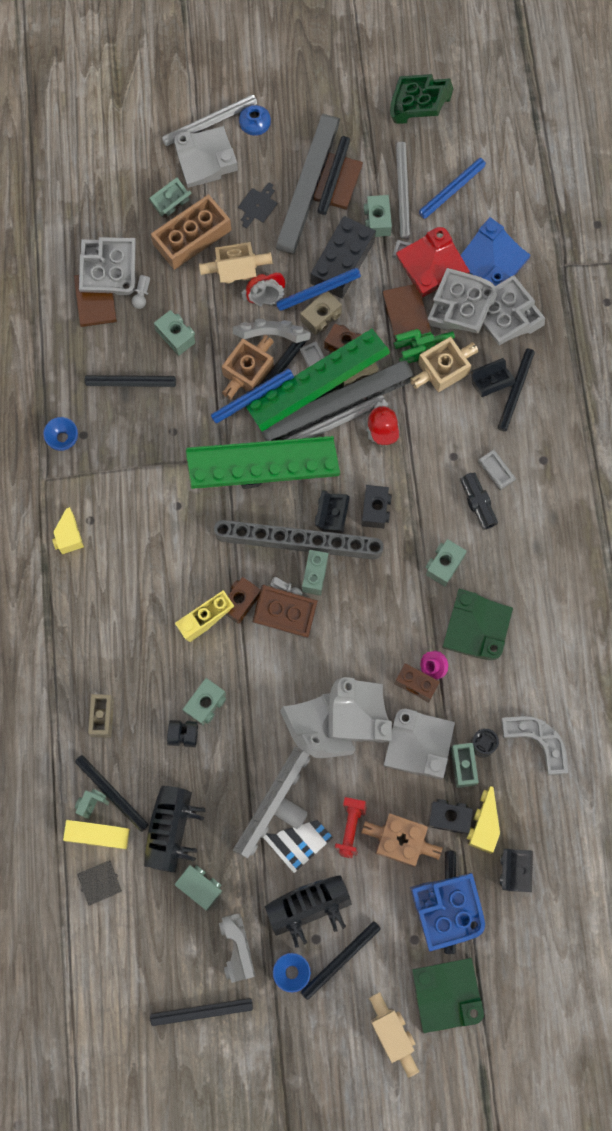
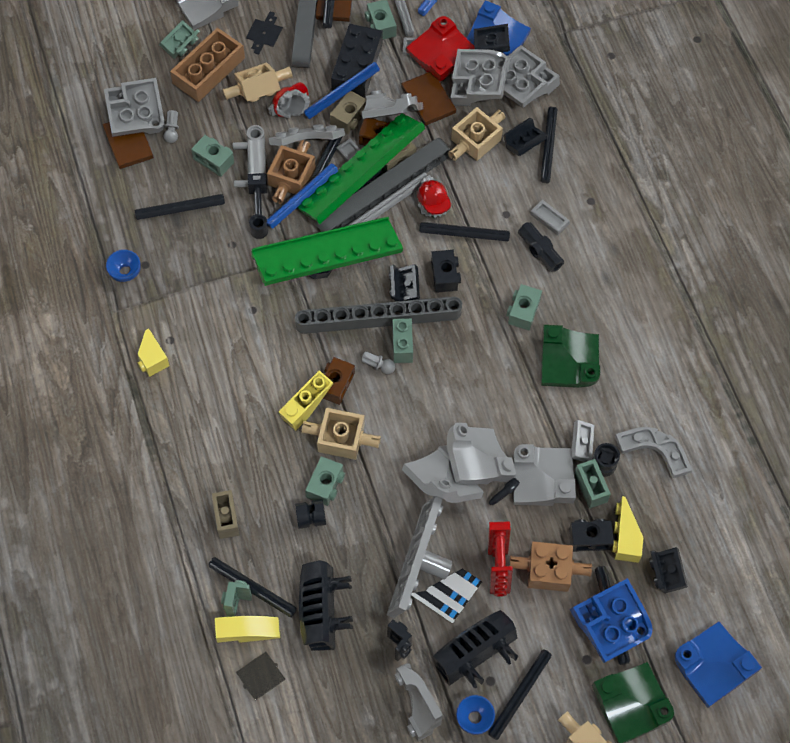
camera: 15 degrees left, 10 degrees down
(199, 887) = (362, 655): sand green brick -> none
(212, 367) = (256, 177): none -> piece
(225, 647) = (333, 425): none -> tan brick
(238, 877) = (401, 637): none -> black bracket
(284, 611) = (382, 381): reddish brown tile -> none
(356, 316) = (381, 105): none -> light grey slope
(380, 751) = (509, 487): none -> black piece
(406, 467) = (464, 231): none -> black axle
(416, 682) = (526, 419): reddish brown brick -> none
(418, 342) = (447, 121): green plant -> none
(434, 664) = (538, 400): dark pink plate -> none
(467, 717) = (582, 441): none -> light grey plate
(486, 262) = (492, 38): none -> black plate
(538, 975) = (715, 664): none -> blue slope

